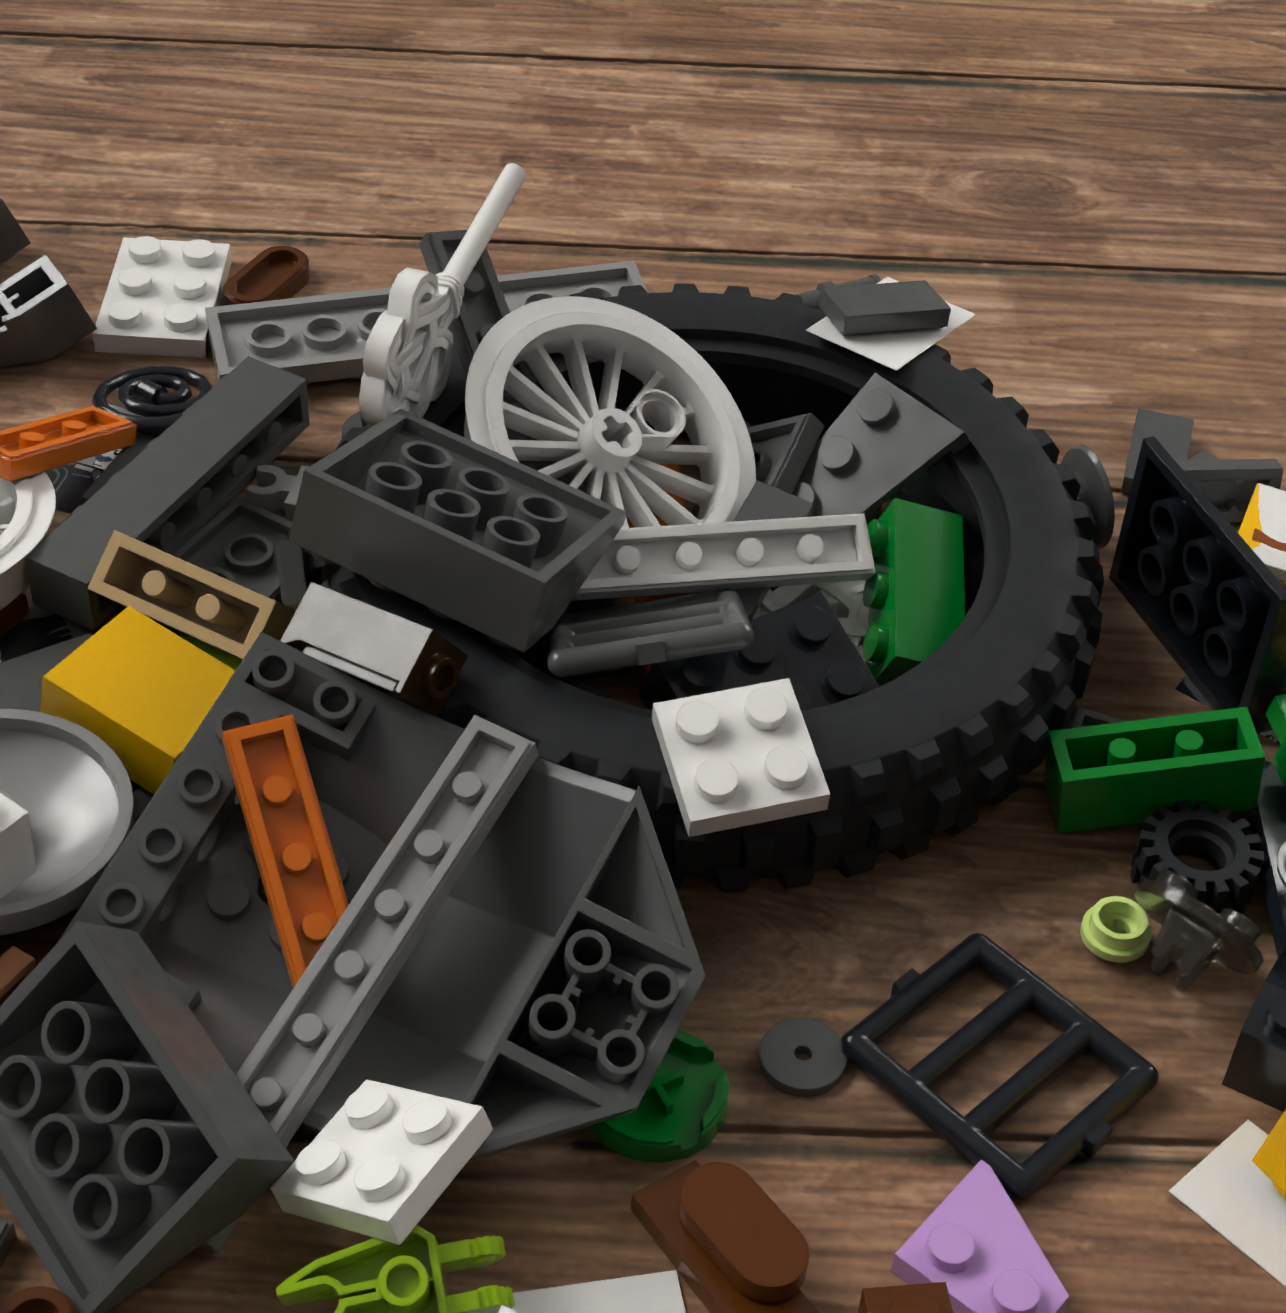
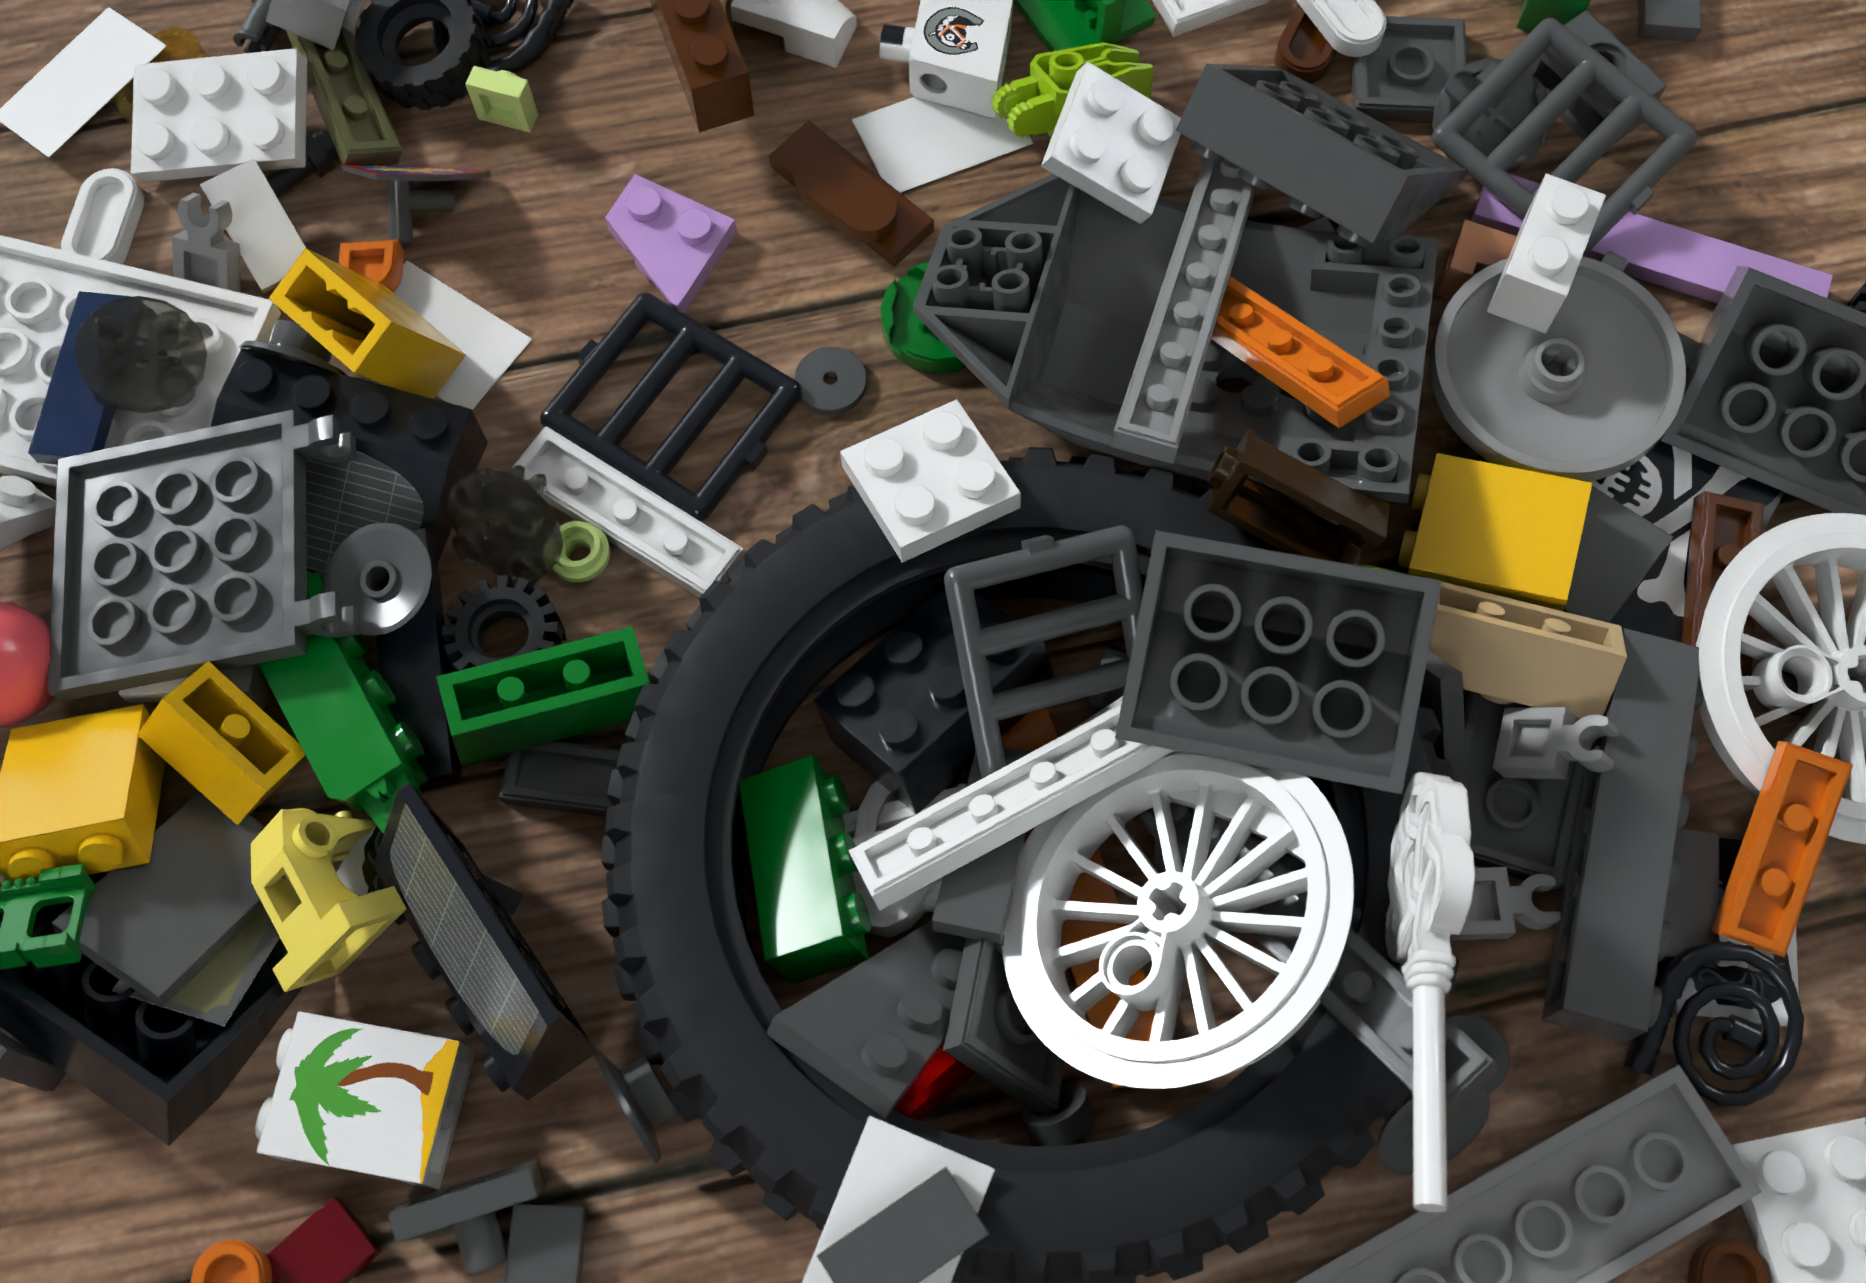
camera: 170 degrees right, 25 degrees up
(201, 540) = (1544, 740): none -> light grey plate
(1118, 1000) = (630, 514): none -> white tile

